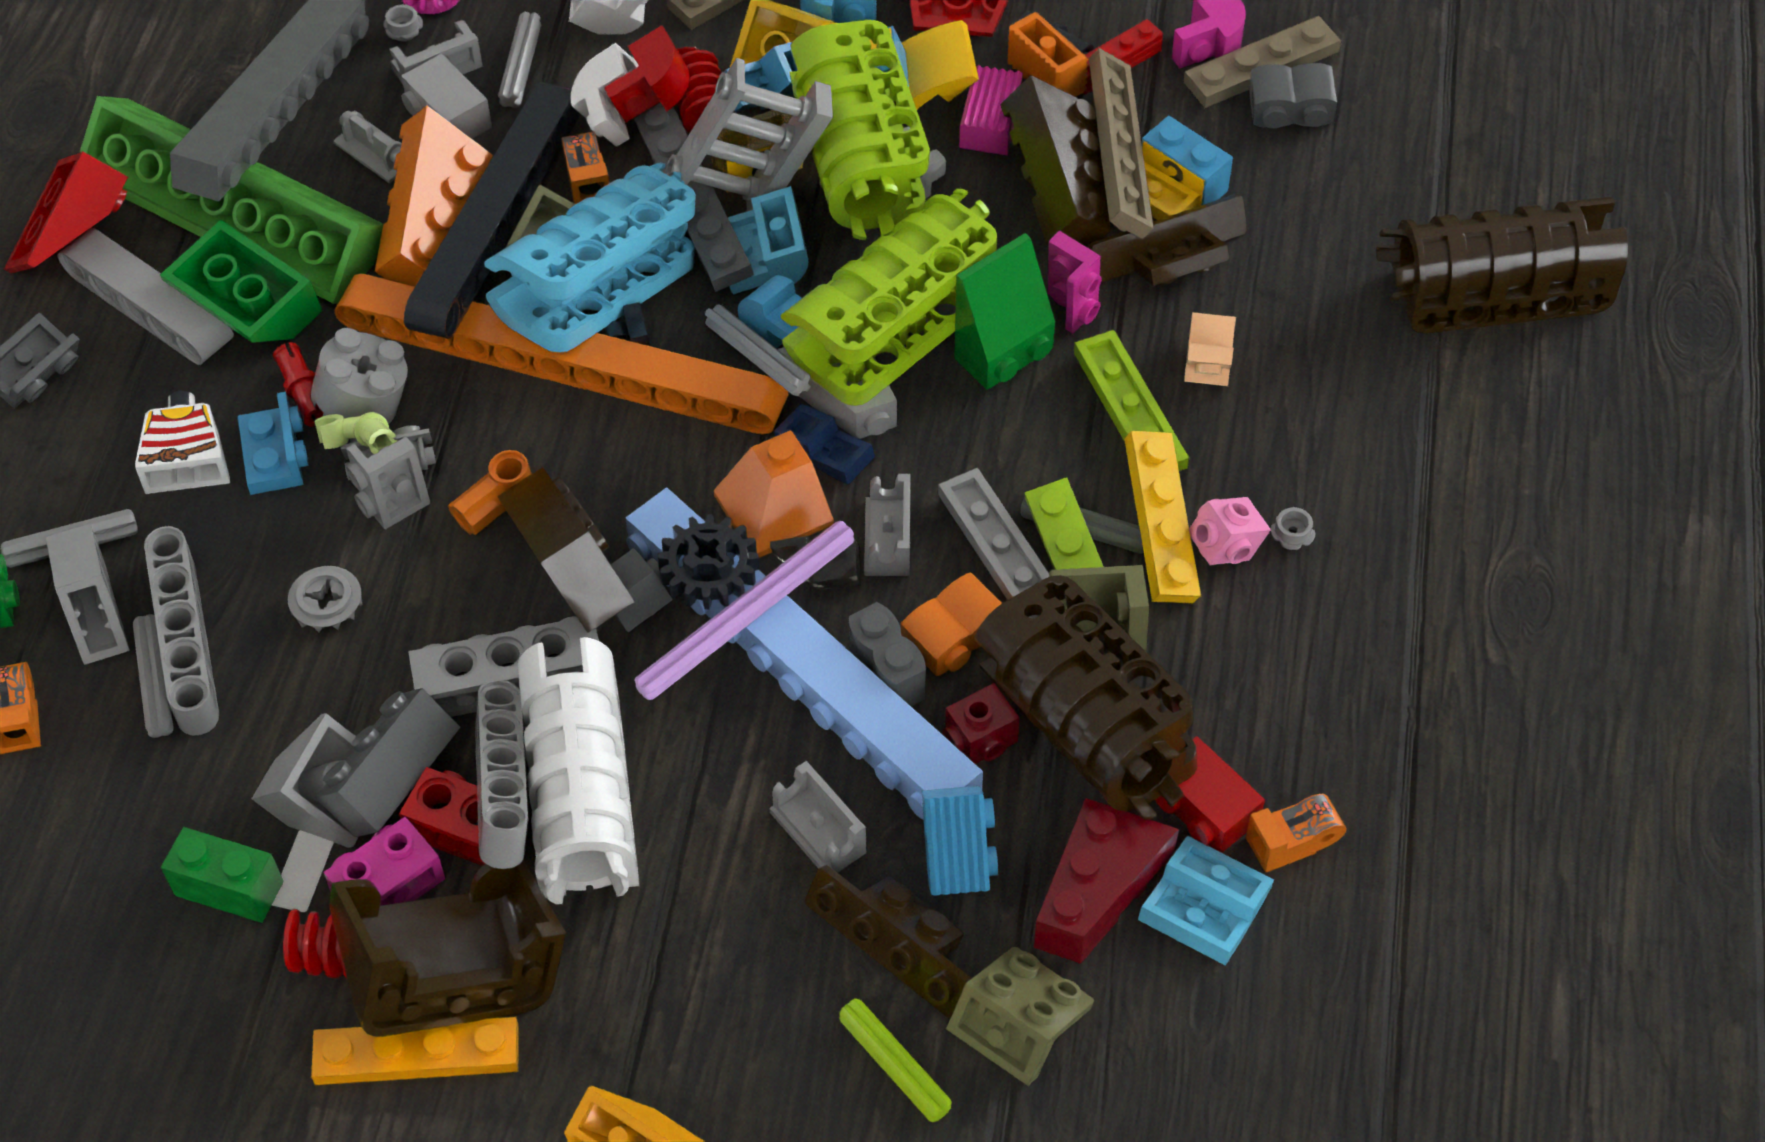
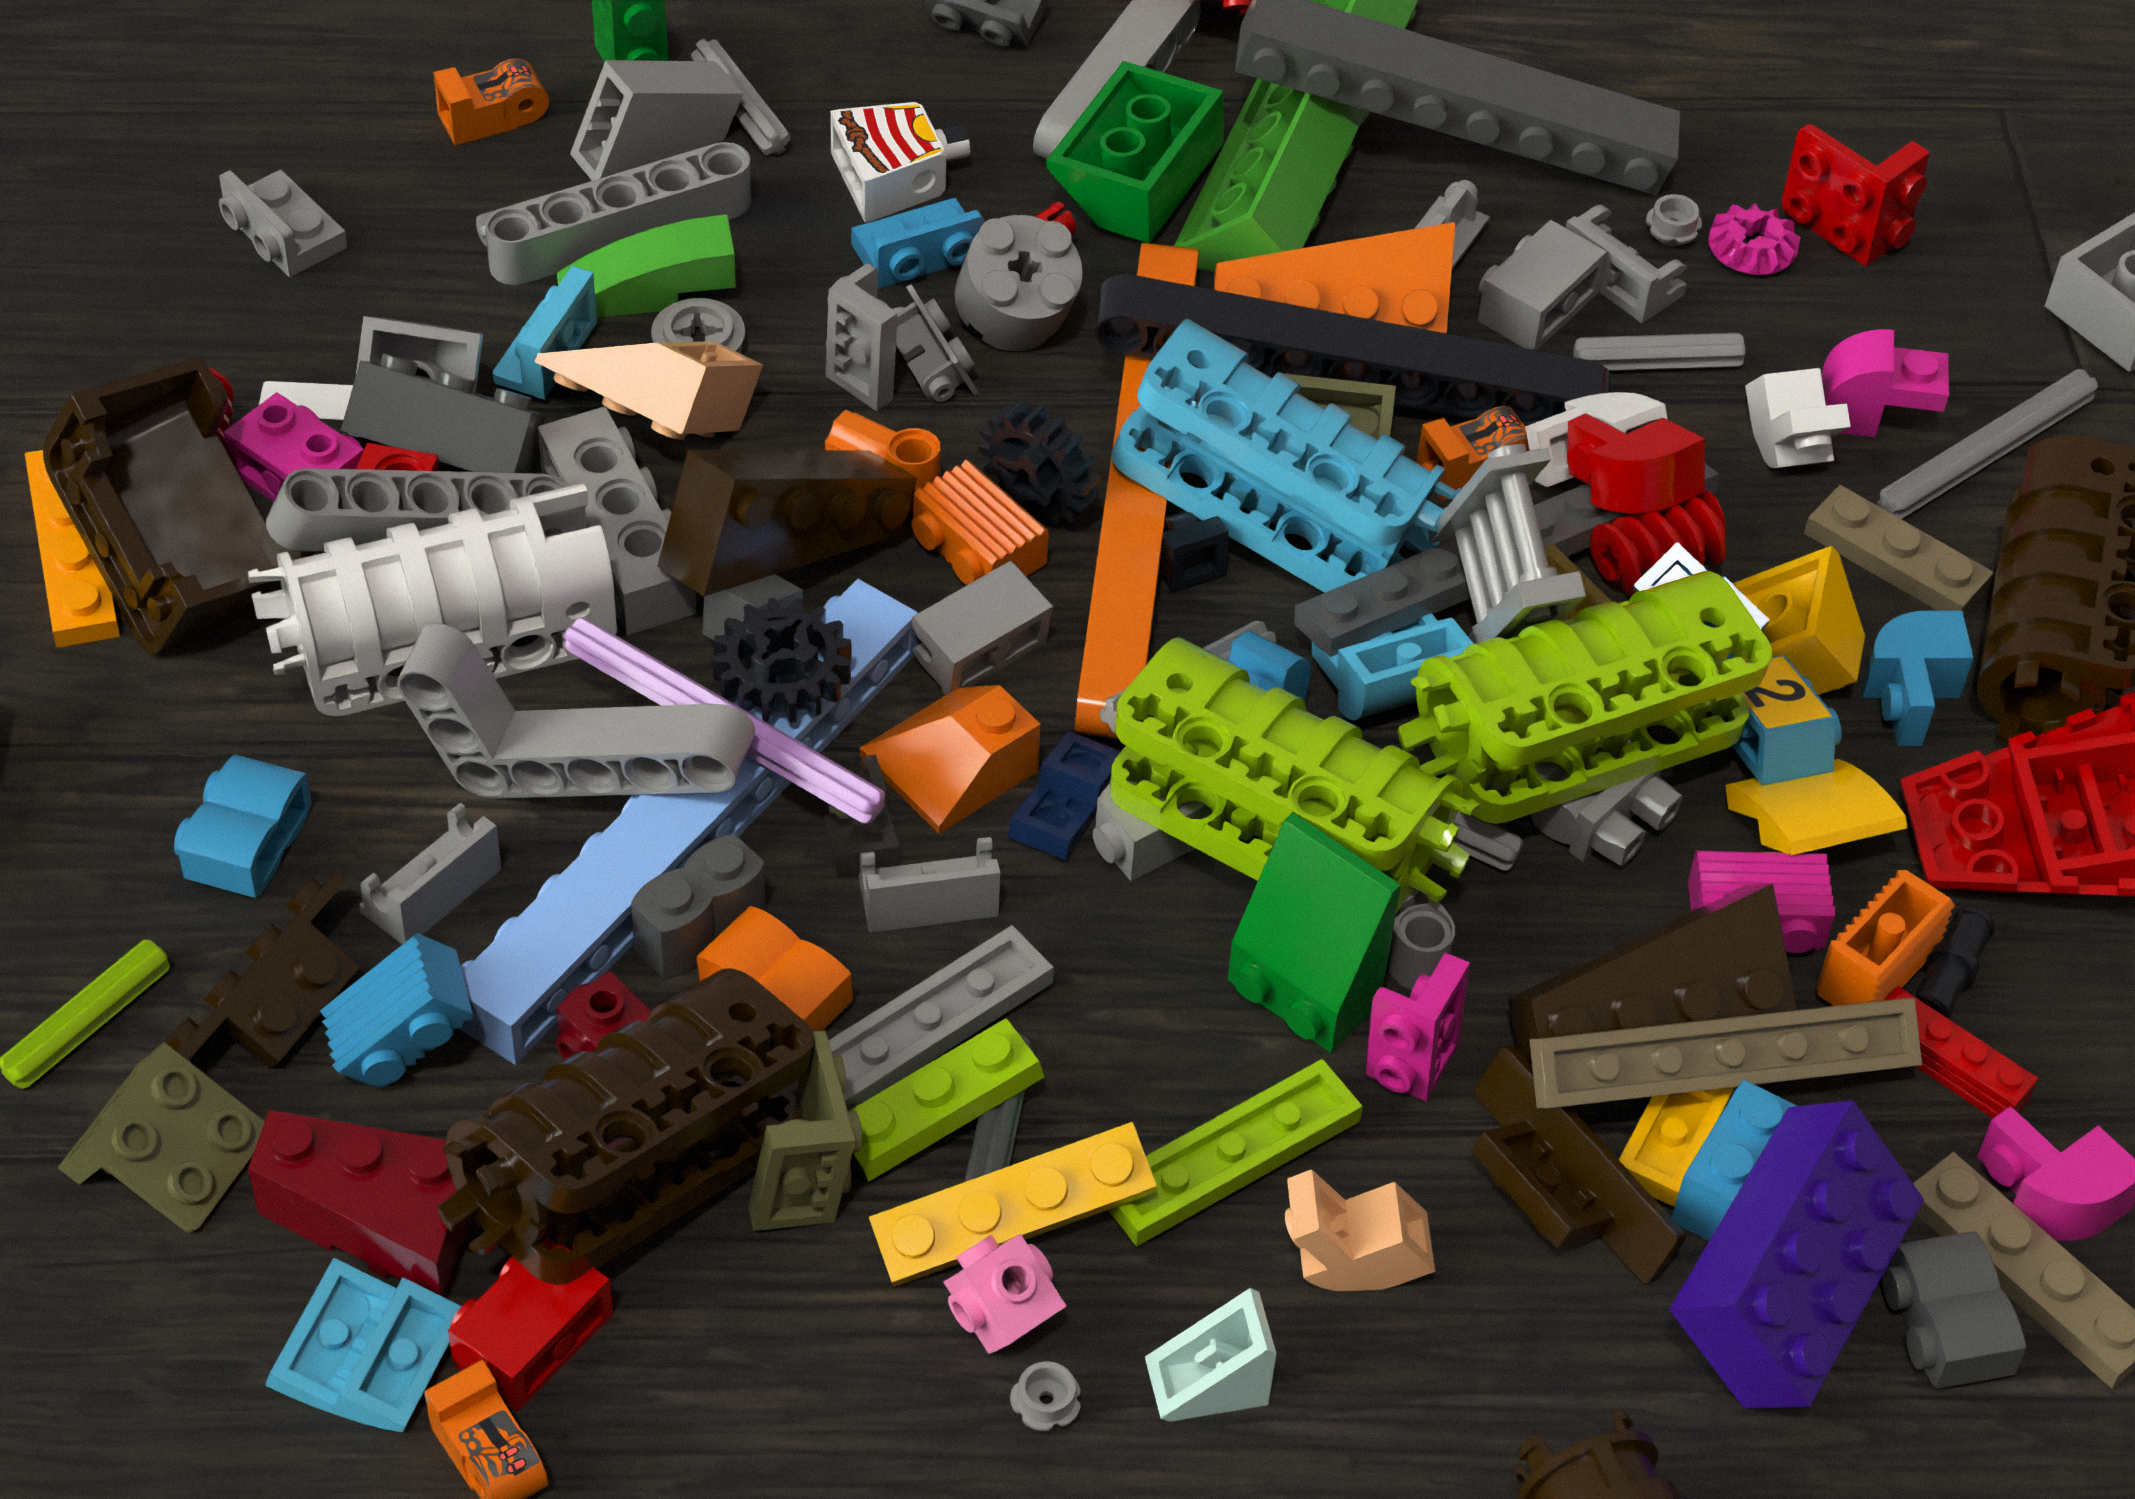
camera: 75 degrees right, 5 degrees down
(96, 873) = (281, 221): none -> light grey bracket
(222, 874) = (277, 316): green brick -> none
(252, 617) = (657, 264): none -> bright green slope
(305, 686) = (556, 325): none -> medium azure bracket
(368, 429) = (925, 287): yellowish green piece -> none
(386, 615) = (675, 384): none -> light nougat slope
(546, 395) = (1039, 462): none -> black gear
(583, 448) = (977, 525): none -> orange brick
(680, 458) = (981, 628): none -> light grey hinge
(727, 747) = (563, 750): none -> light grey beam
(748, 937) = (243, 825): none -> dark azure brick
(1266, 140) = (1797, 1255): none -> dark purple brick
(1286, 433) = (1216, 1363): none -> light aqua slope

